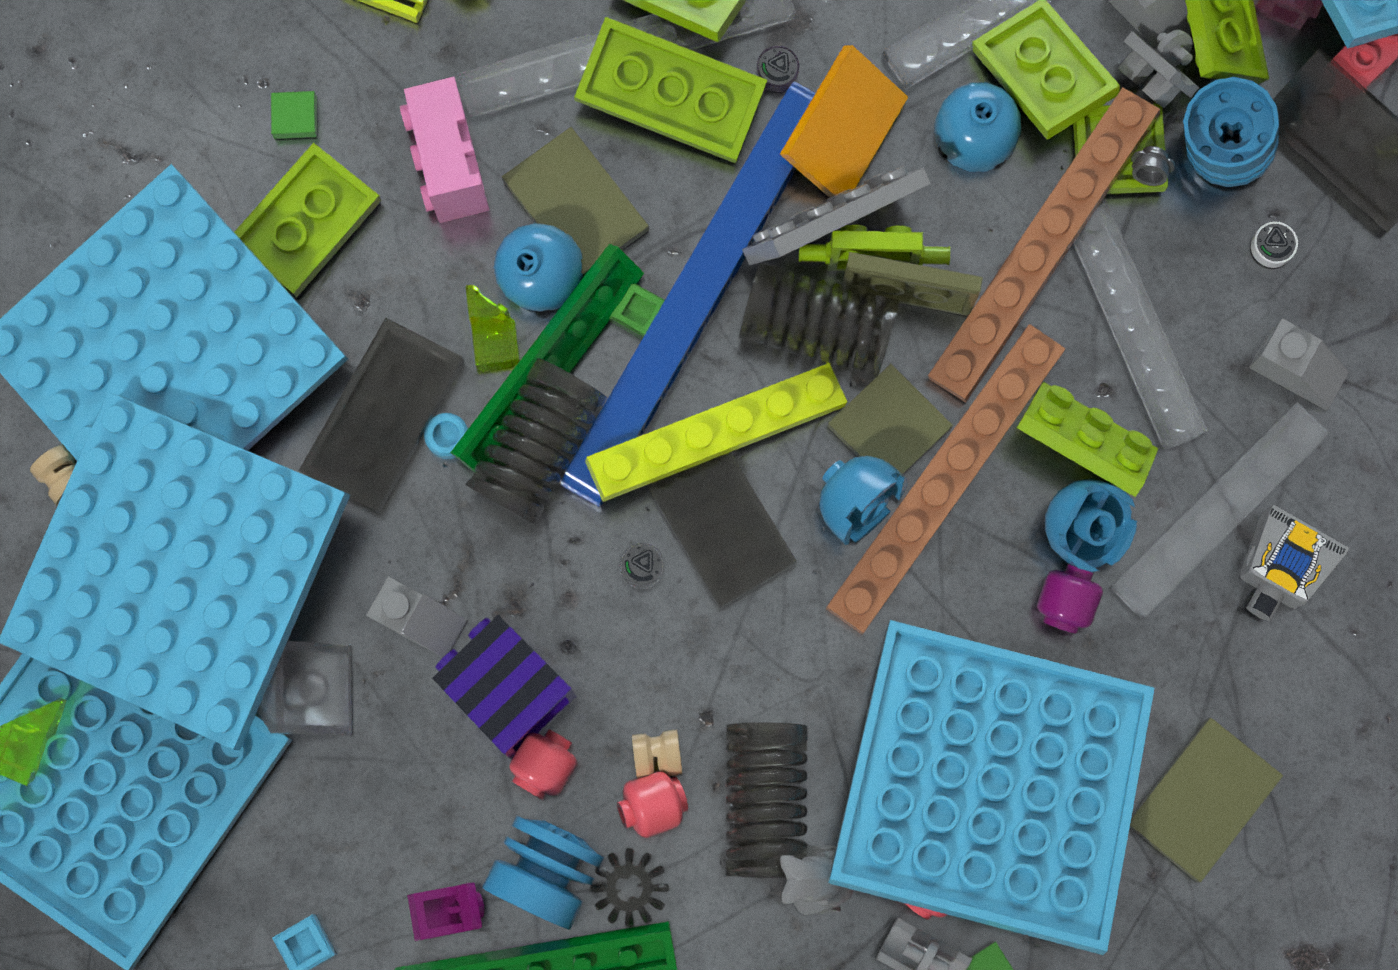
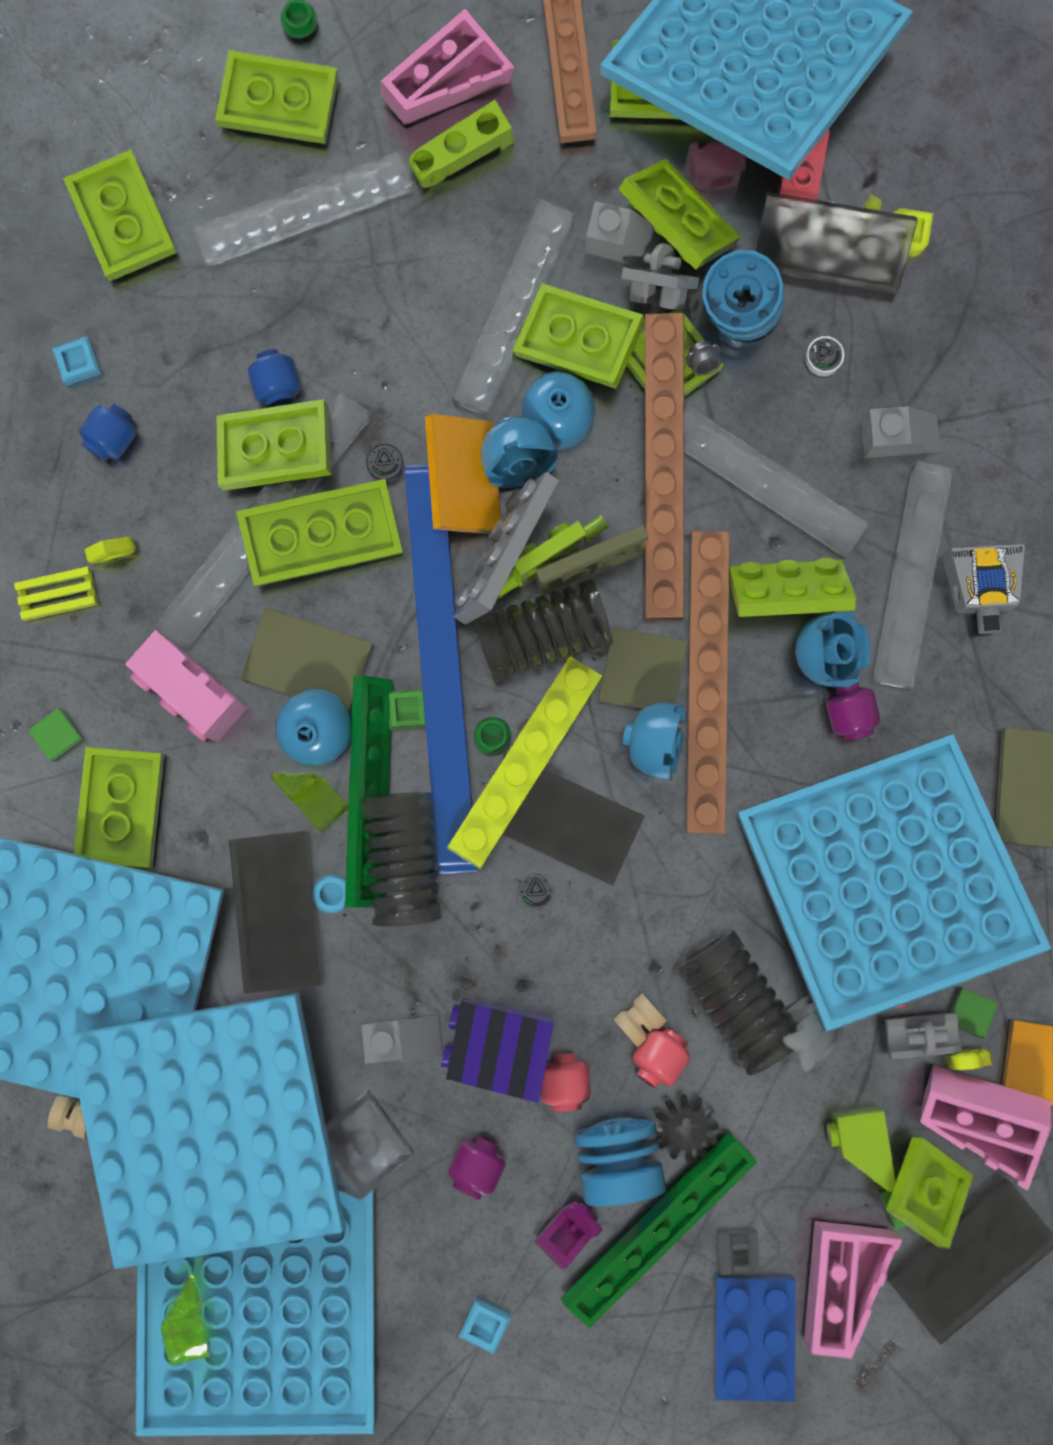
camera: 30 degrees left, 5 degrees up
(402, 786) = (477, 1168): none -> magenta head
(702, 389) = (492, 735): none -> green plate
(910, 134) = (516, 451): none -> dark azure cylinder

